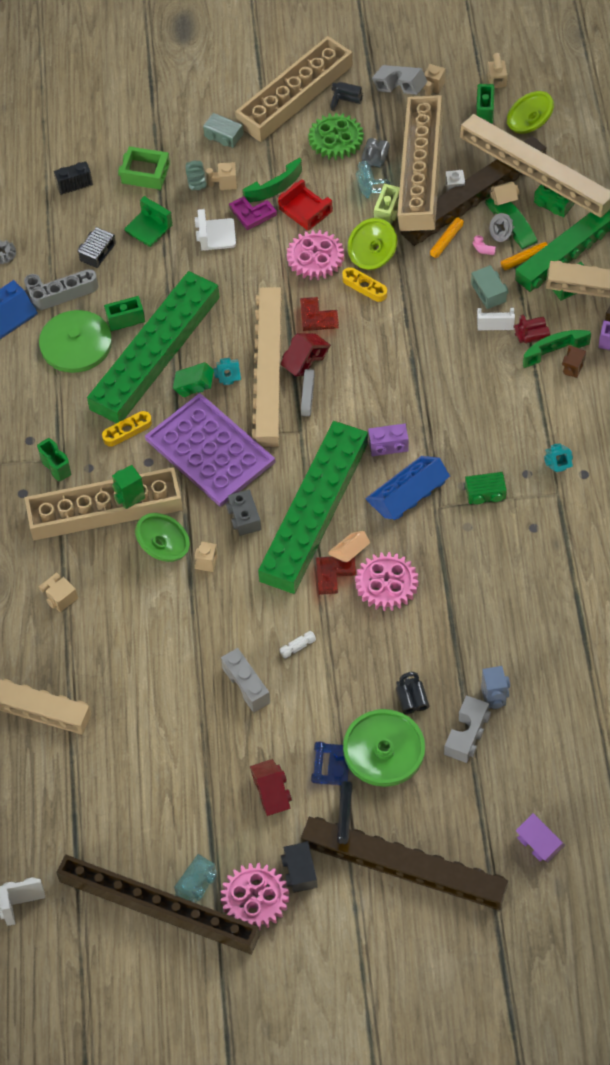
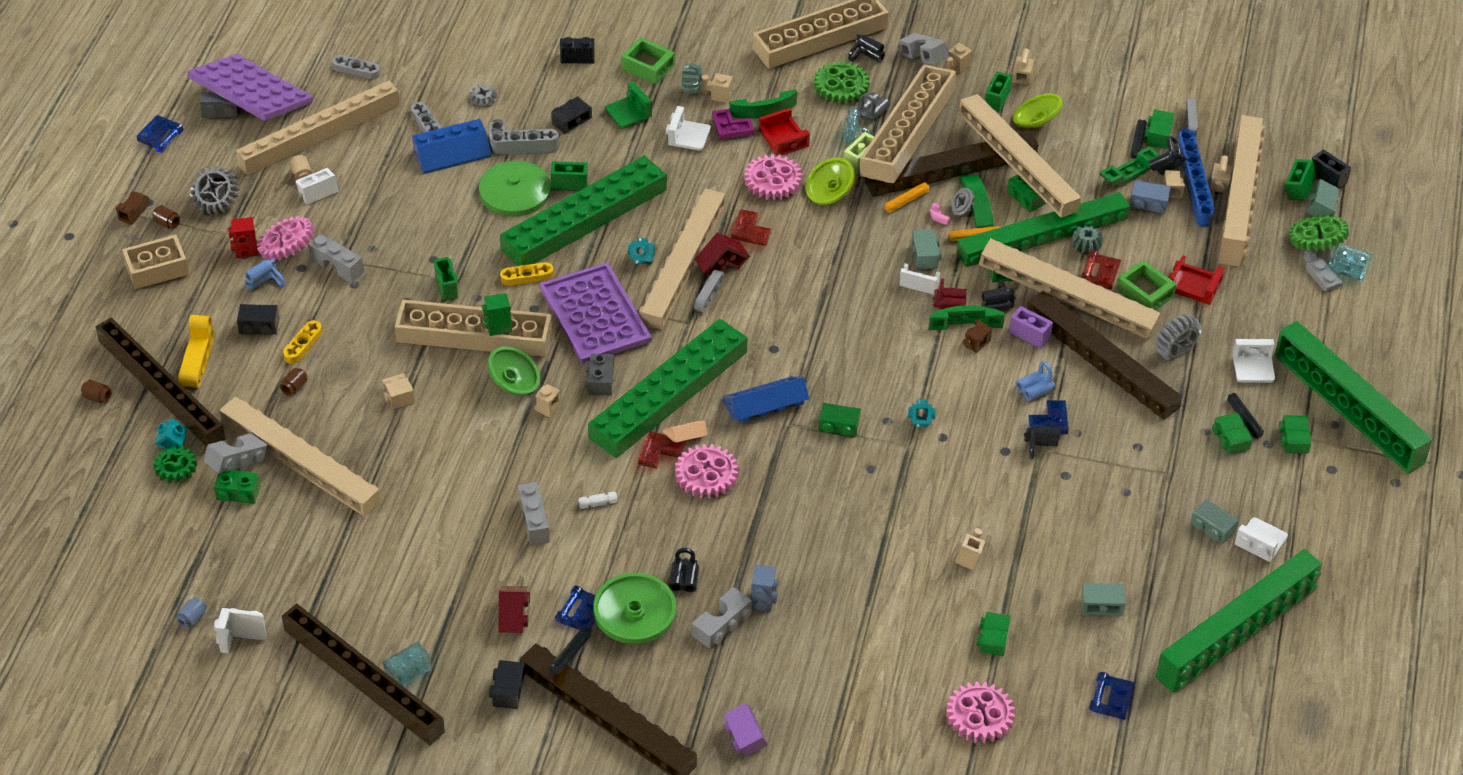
camera: 15 degrees right, 10 degrees down
(193, 379) = (606, 248): green brick -> none
(223, 130) = (736, 48): sand green brick -> none
(242, 883) = (456, 695): bright pink gear -> none
(367, 291) = (798, 203): yellow beam -> none
(388, 439) = (765, 351): medium lavender brick -> none
(453, 179) = (936, 146): white bracket -> none
(504, 193) = (977, 171): tan brick -> none
(577, 317) = (999, 299): none -> black piece

